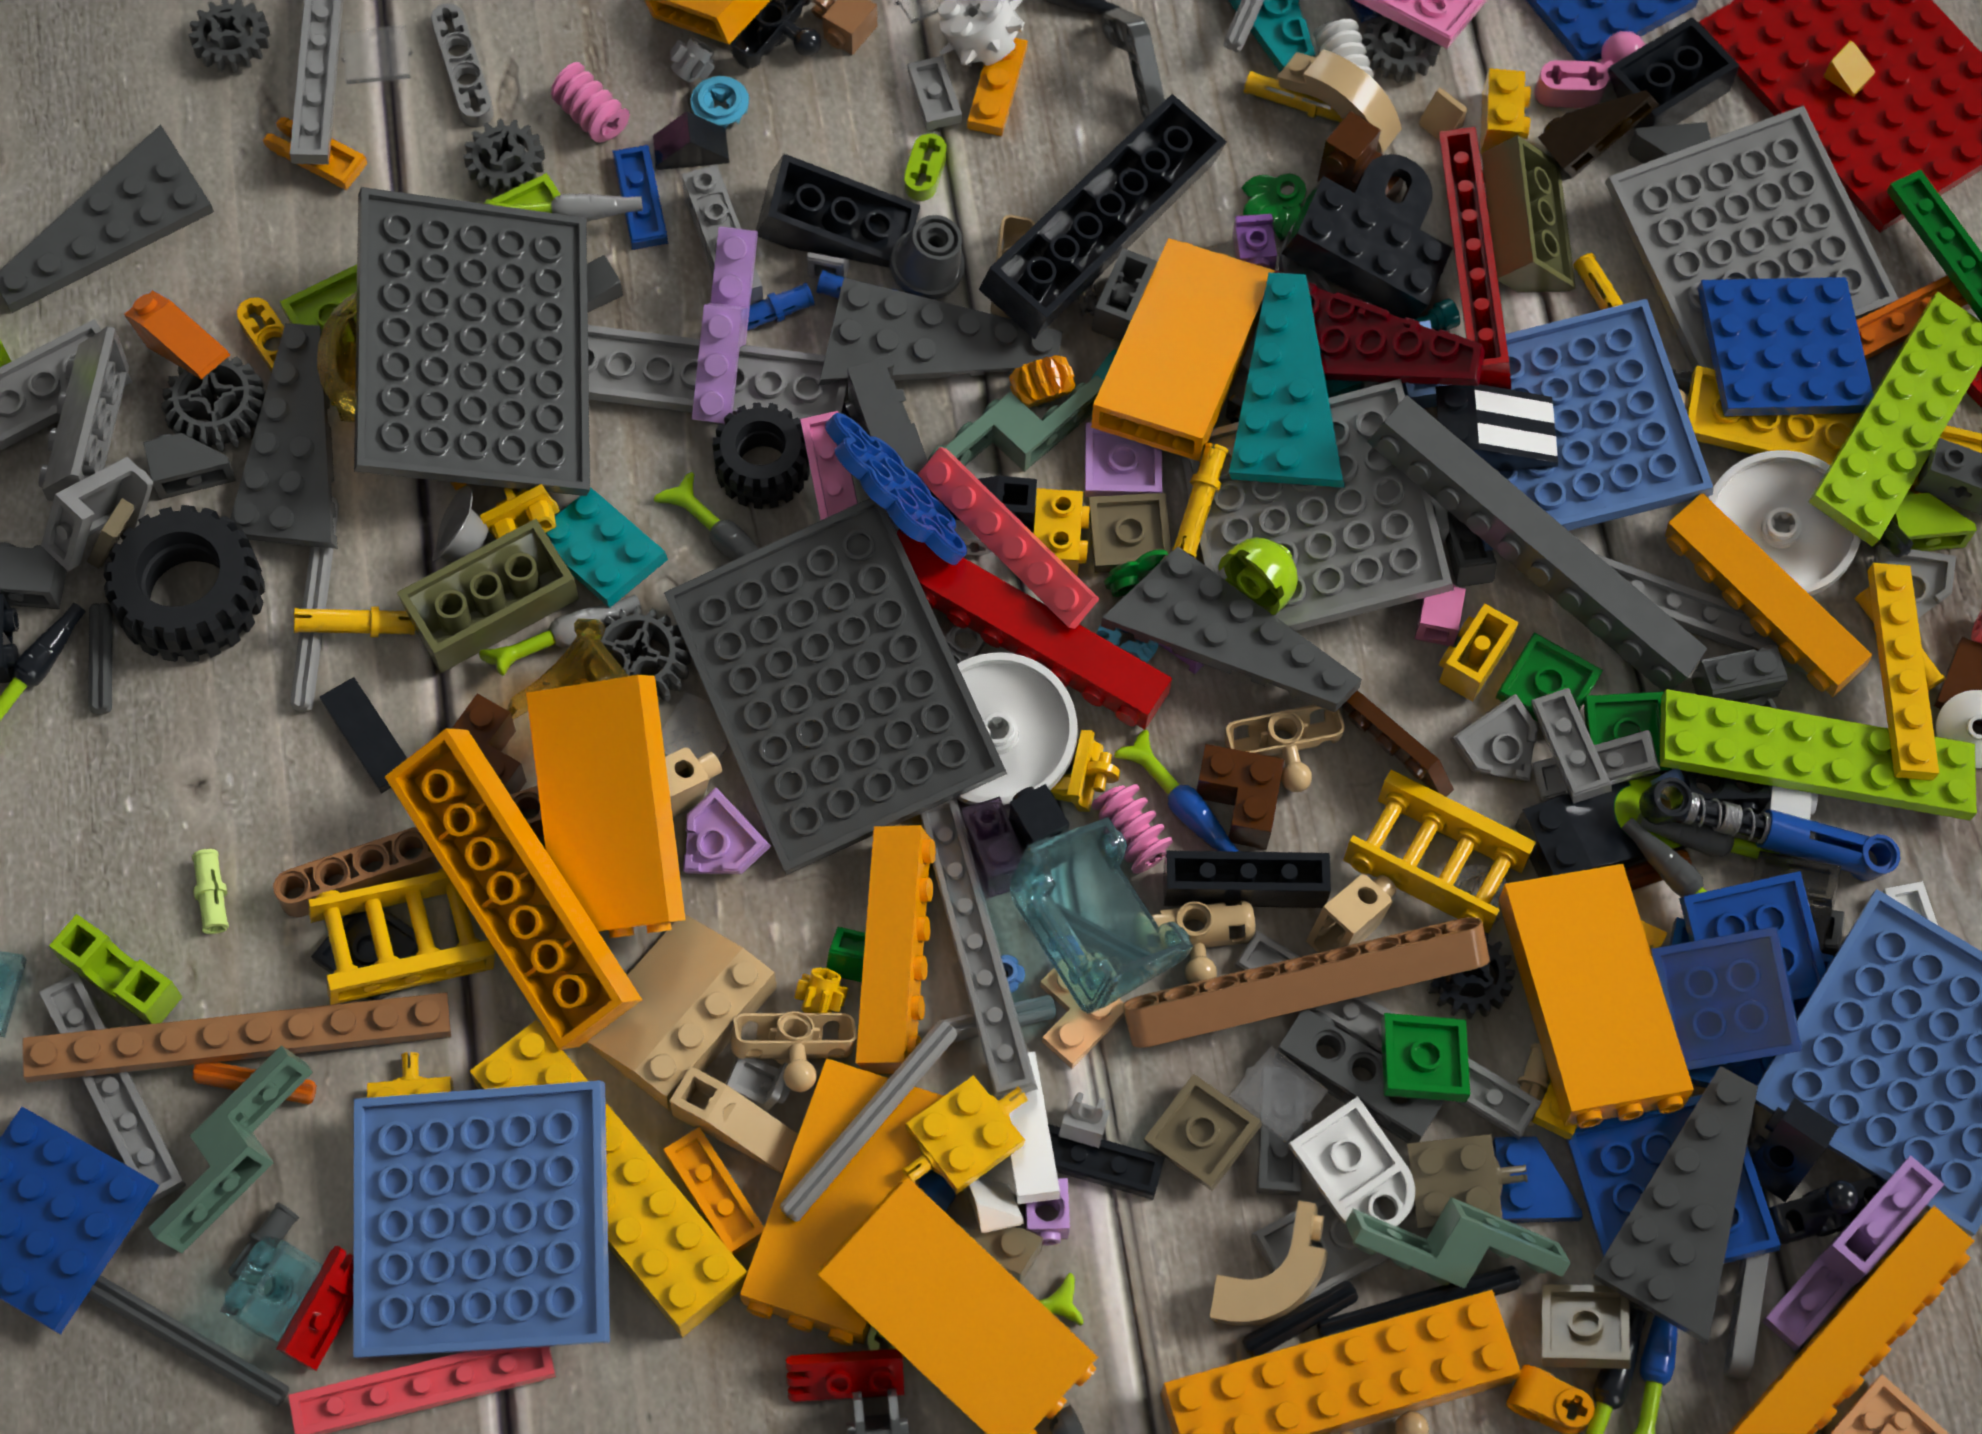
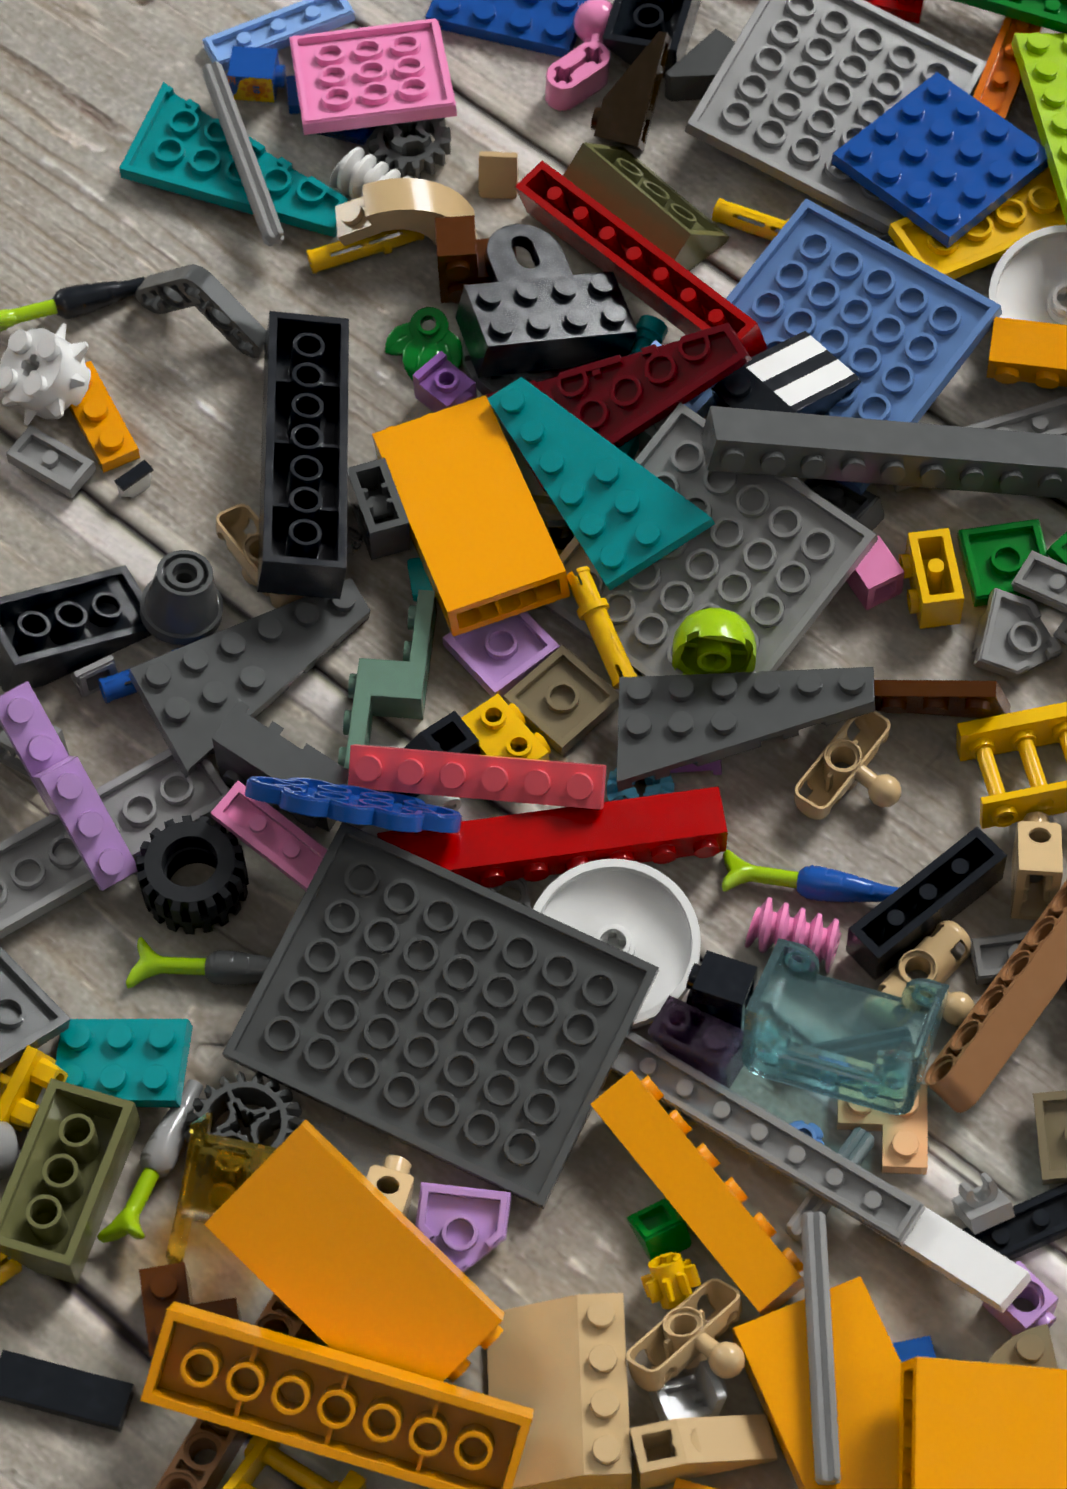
camera: 35 degrees left, 5 degrees down
(780, 305) = (81, 742): blue pin -> none
(918, 165) = (107, 527): lime beam -> none
(965, 1134) = (908, 1292): yellow plate -> none
(980, 149) = (134, 480): none -> piece
(993, 1205) = (977, 1333): white slope -> none
(1042, 380) = (376, 628): light orange gear -> none
(1089, 773) = (728, 910): yellow hips -> none
(1129, 574) = (598, 737): green plate -> none
(1248, 784) = (858, 828): reddish brown brick -> none
(1503, 107) = (542, 132): yellow brick -> none

